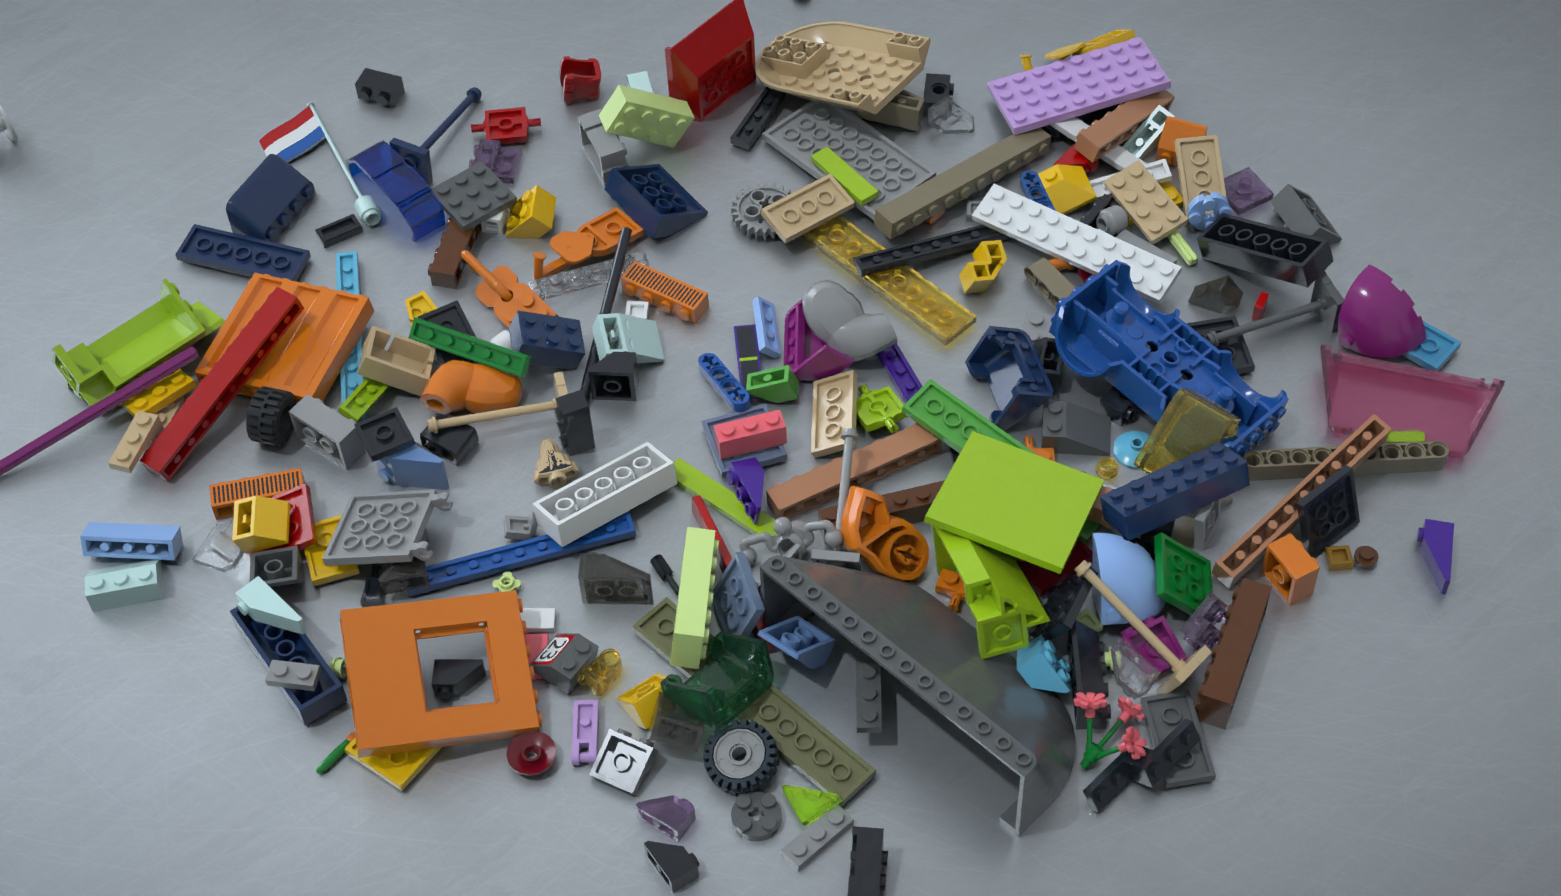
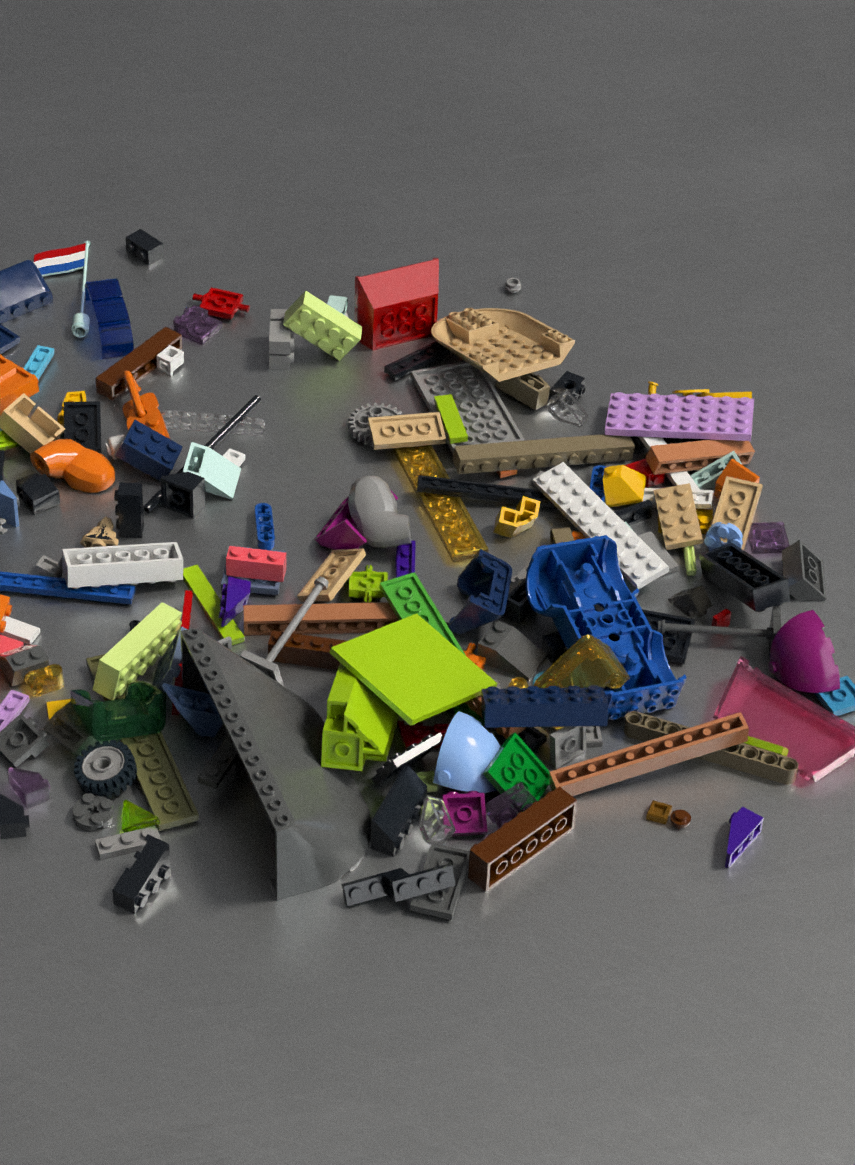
camera: 20 degrees right, 10 degrees down
(339, 230) = (52, 332): black tile -> none
(419, 157) = (136, 299): dark blue tile -> none
(470, 347) = (88, 434): green tile -> none
(473, 196) = (160, 338): dark grey plate -> none
(507, 577) = (17, 601): yellowish green plate -> none
(531, 215) = (198, 367): yellow slope -> none
(559, 390) = (28, 475): tan tile -> none
(580, 79) = (293, 286): red piece -> none
(593, 238) = (231, 399): orange plate -> none
(612, 581) = (87, 622): clear smoke slope -> none
(653, 199) = (297, 388): dark blue slope -> none
(665, 292) = (262, 452): orange brick -> none
(747, 352) = (294, 520): black tile -> none
(766, 327) = (322, 502): light blue plate -> none
(774, 384) = (300, 540): bright green slope -> none
(787, 530) = (243, 641): light grey wheel -> none
(884, 541) = (304, 666): orange piece -> none
(1043, 667) = (366, 791): medium azure slope -> none
(1112, 220) = (644, 521): light grey head -> none
(1130, 740) = (395, 858): coral plant -> none
(1181, 668) = (472, 834): tan tile -> none
(1290, 569) = (608, 800): orange brick -> none
(1328, 511) = (663, 771): black plate -> none

